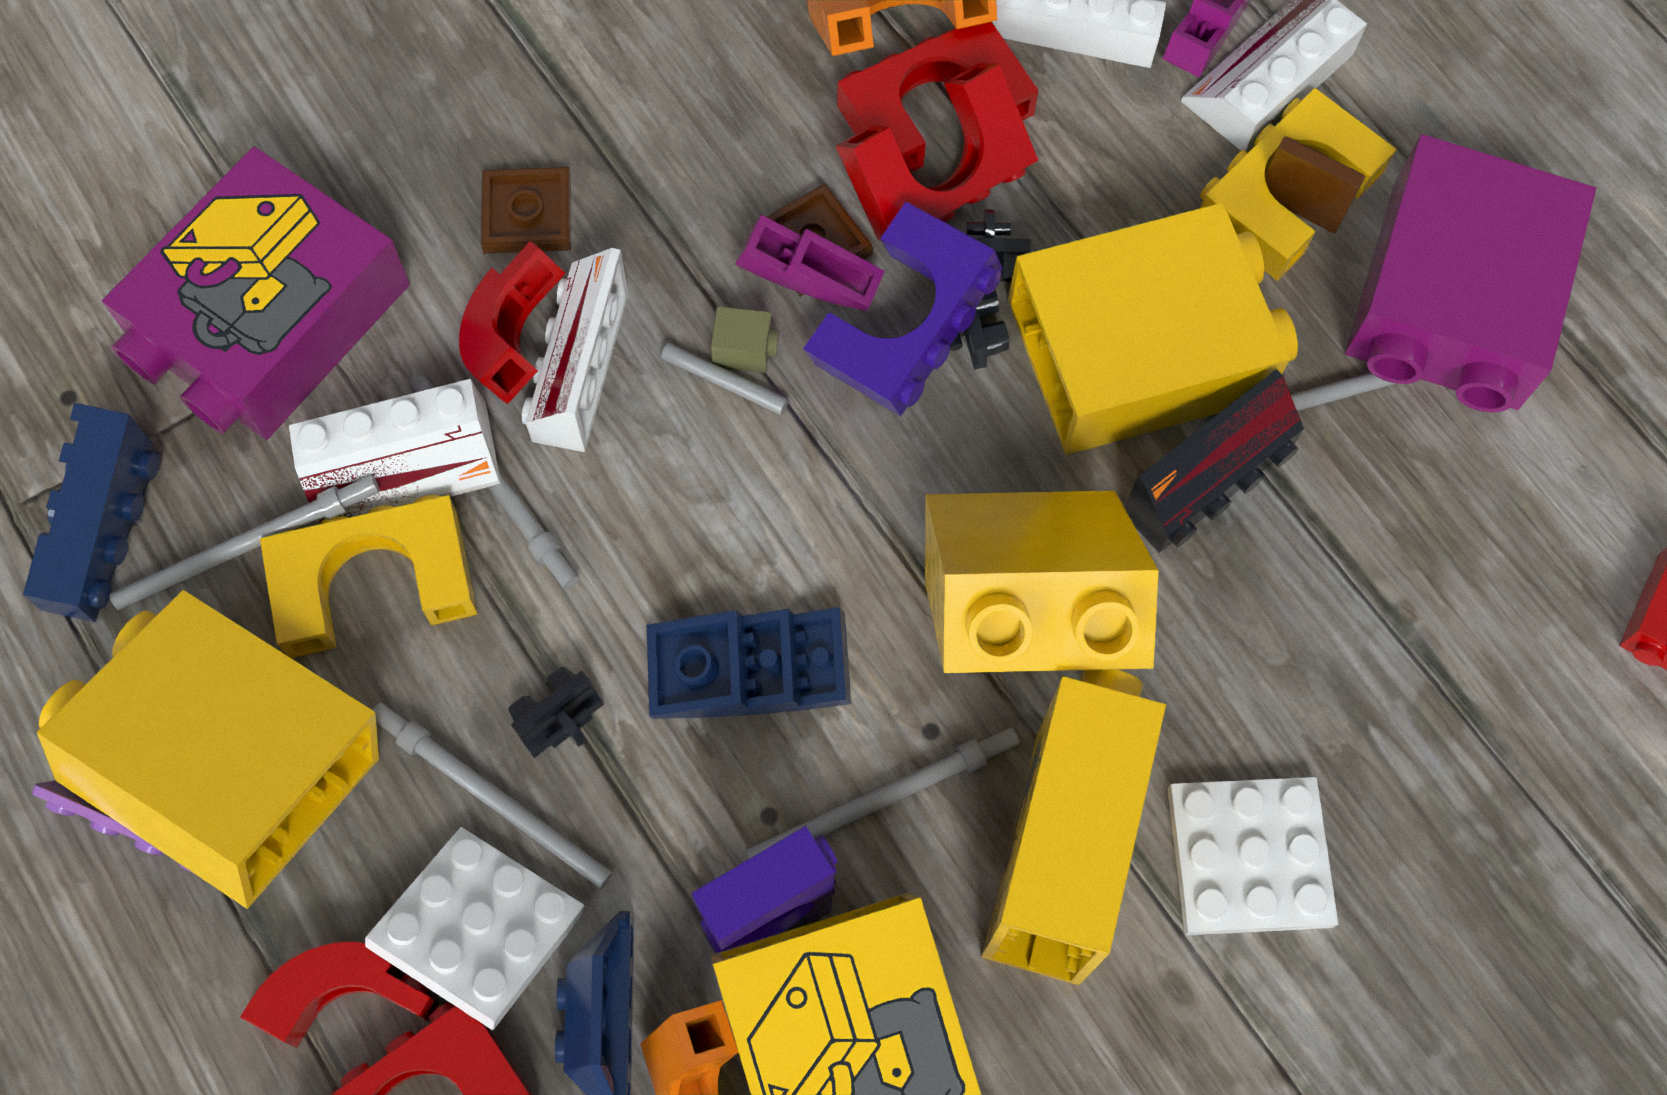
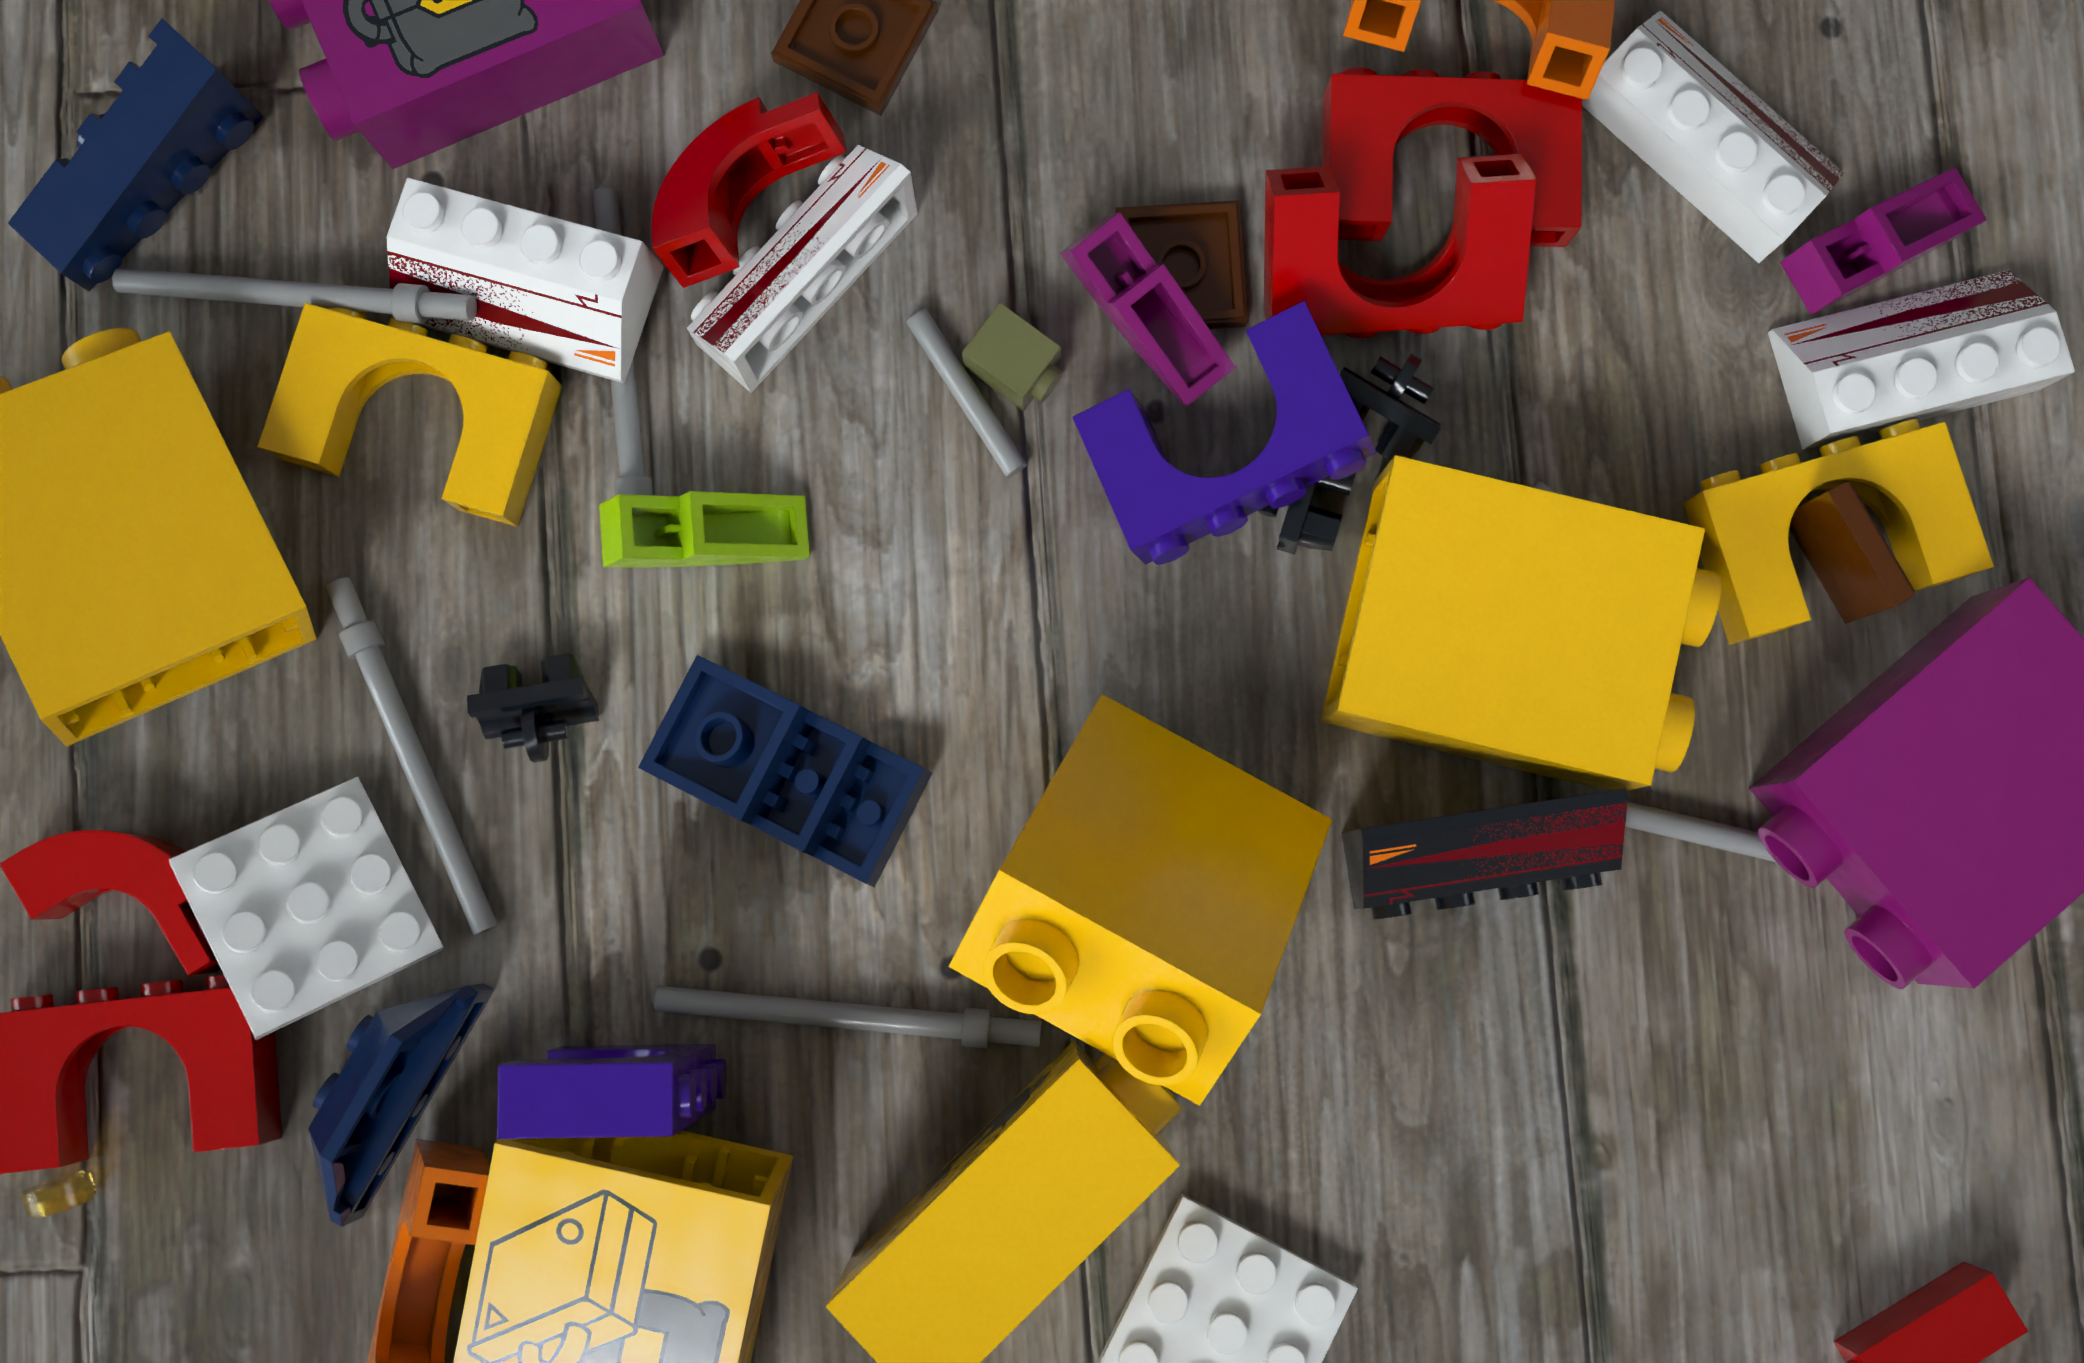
camera: 30 degrees right, 15 degrees up
(604, 543) = (702, 529): none -> lime slope

